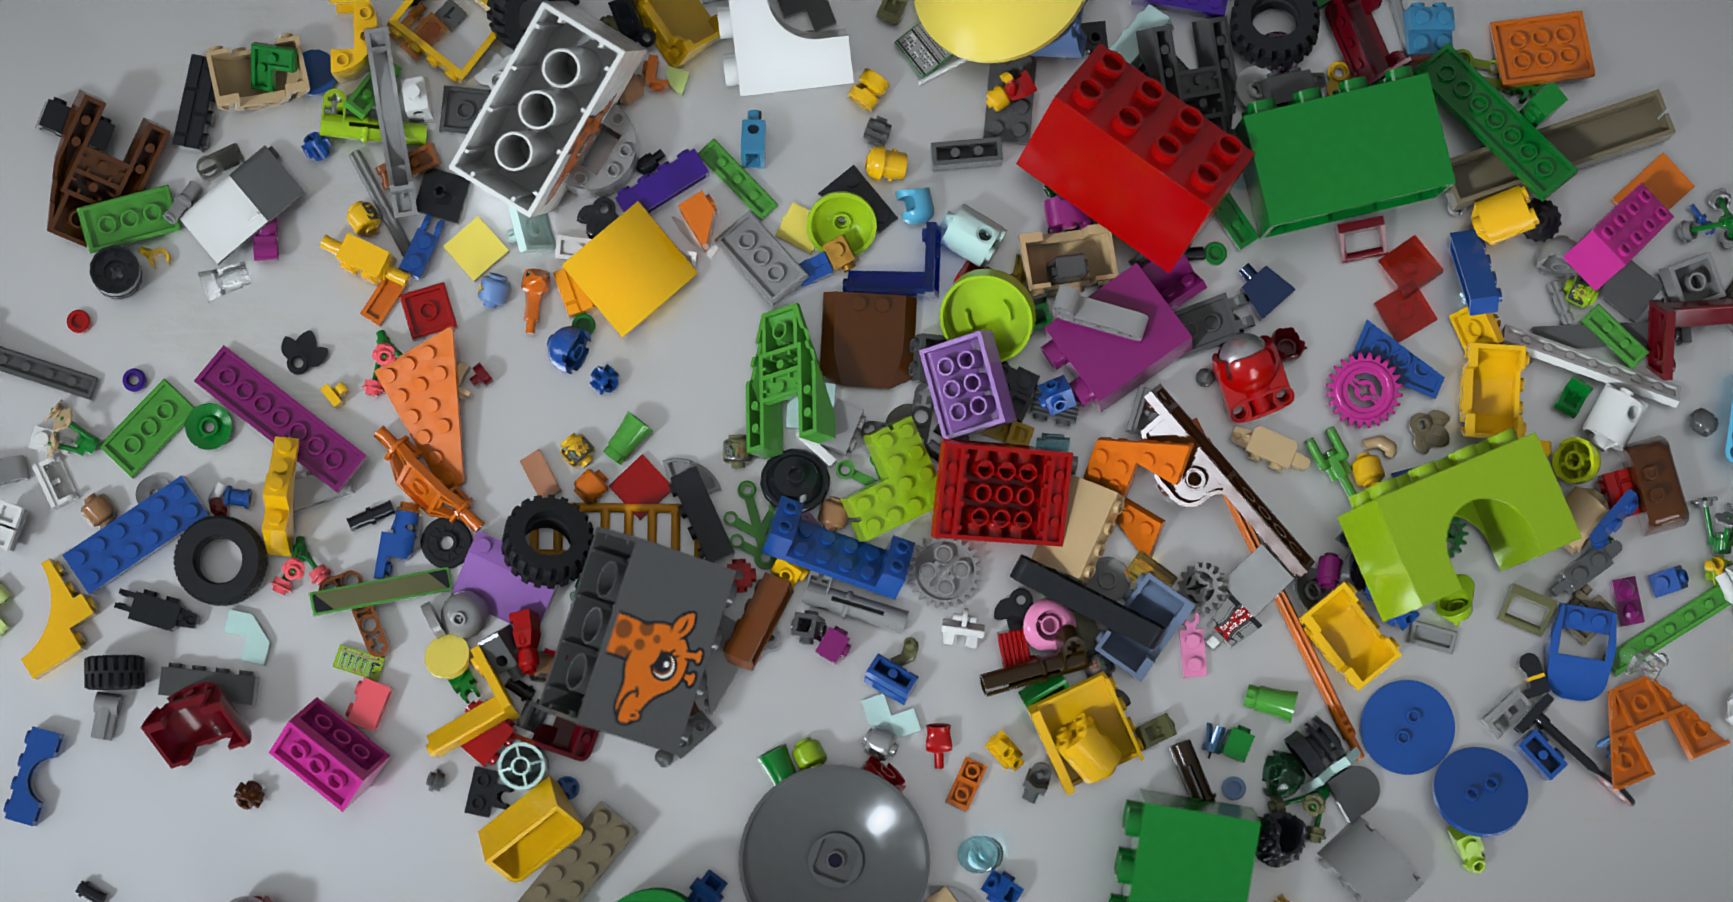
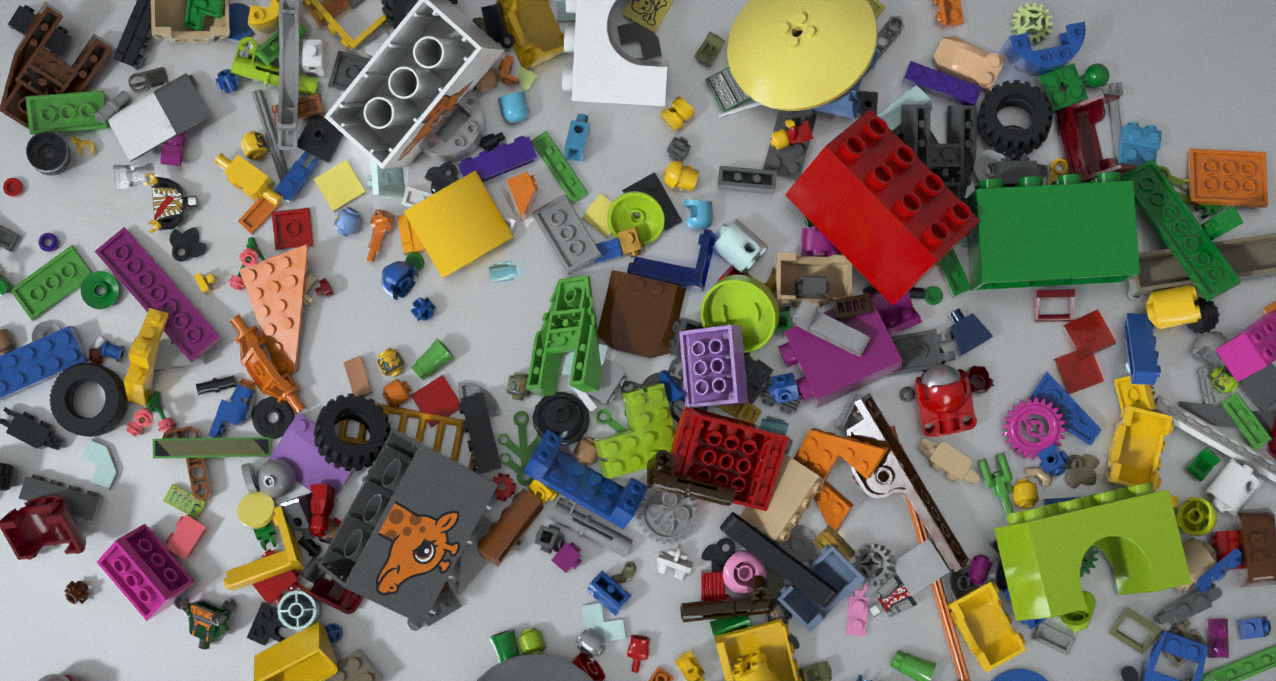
camera: 15 degrees right, 0 degrees up
(273, 306) = (169, 203): none -> torso
(411, 800) = (205, 620): none -> torso
(669, 116) = (513, 107): none -> medium azure helmet
(692, 317) = (503, 272): none -> clear light blue brick
(924, 422) = (673, 390): none -> blue tile
(960, 531) = (684, 486): none -> dark brown piece
(1110, 278) = (854, 313): none -> dark brown slope
(1394, 424) = (1053, 460): none -> blue brick

